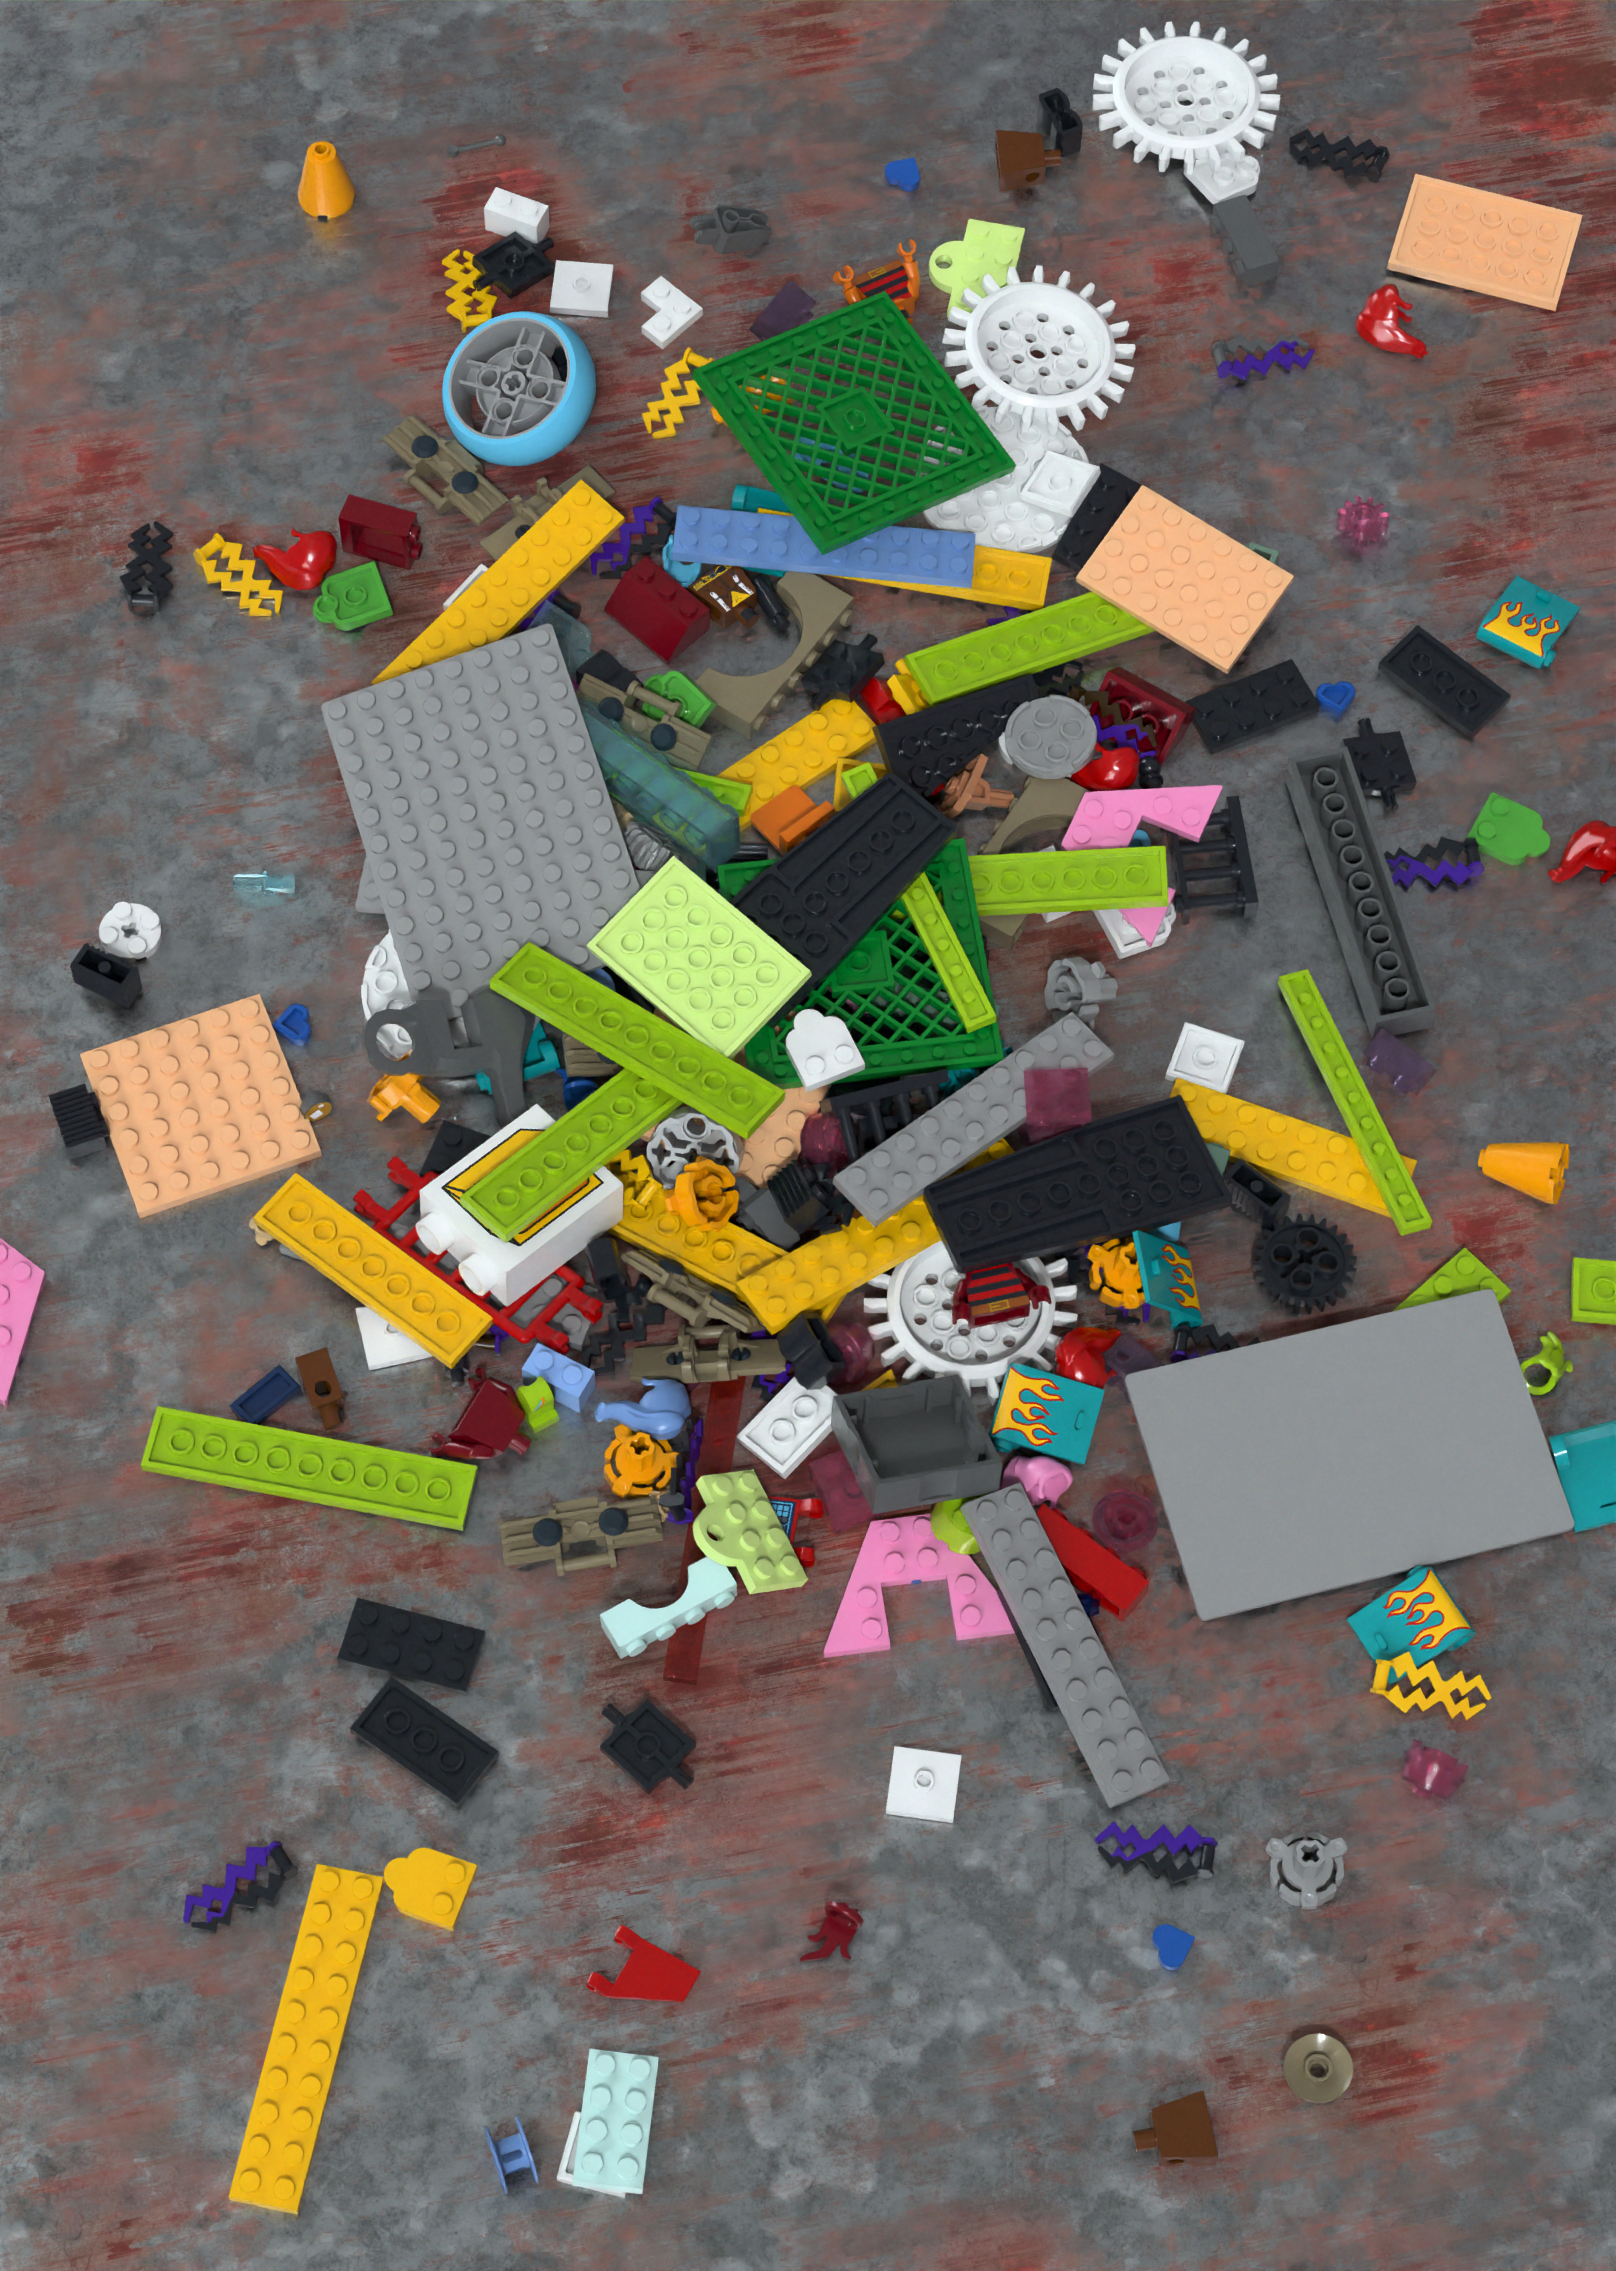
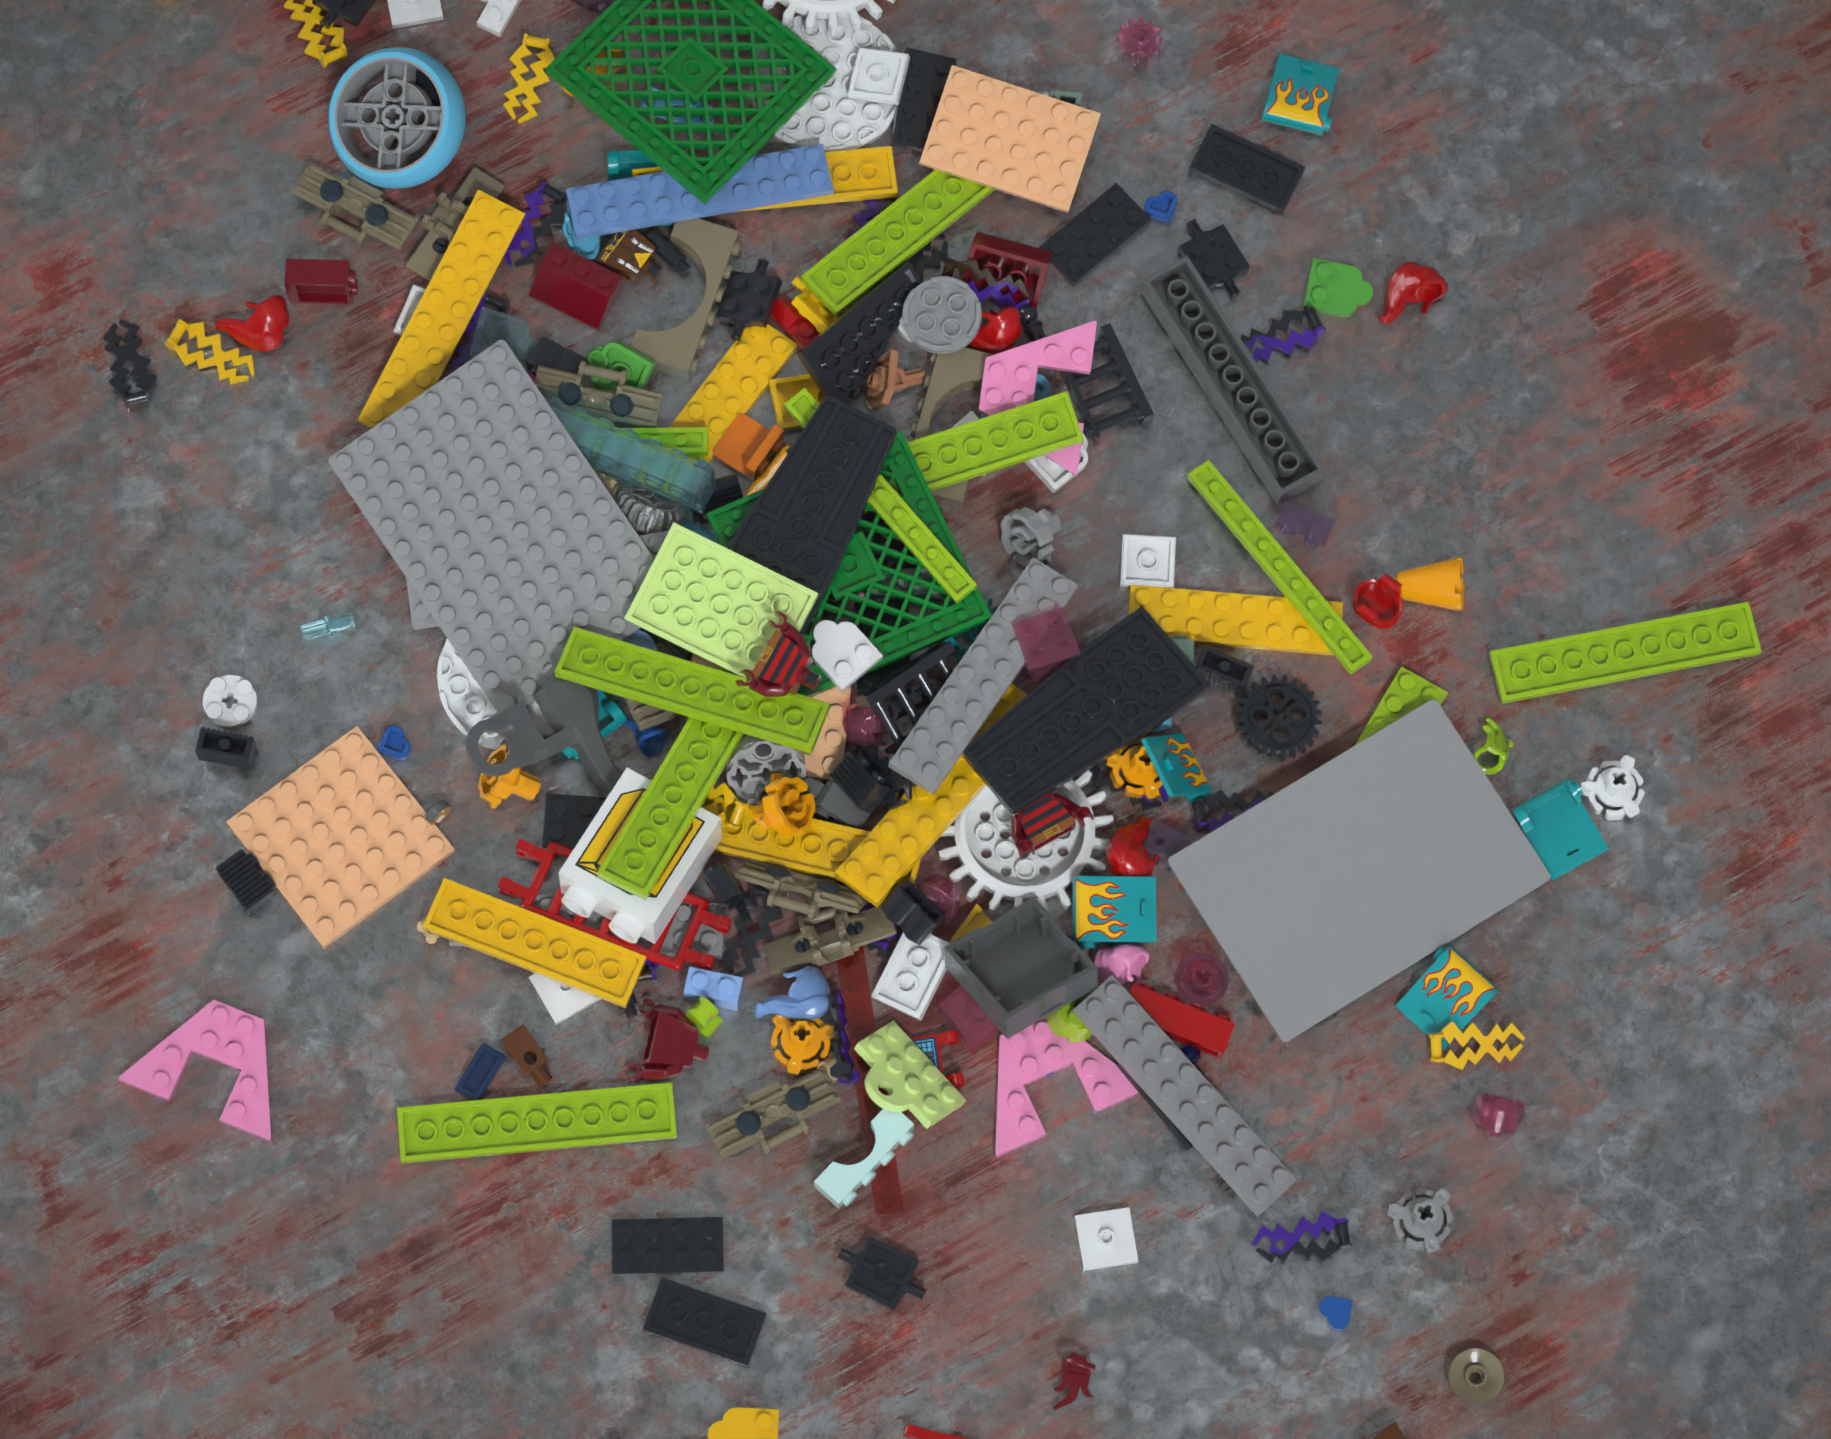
camera: 20 degrees left, 10 degrees up
(353, 598) = (314, 345): bright green plate -> none
(744, 1033) = (782, 664): none -> torso
(1456, 1171) = (1377, 603): none -> red piece

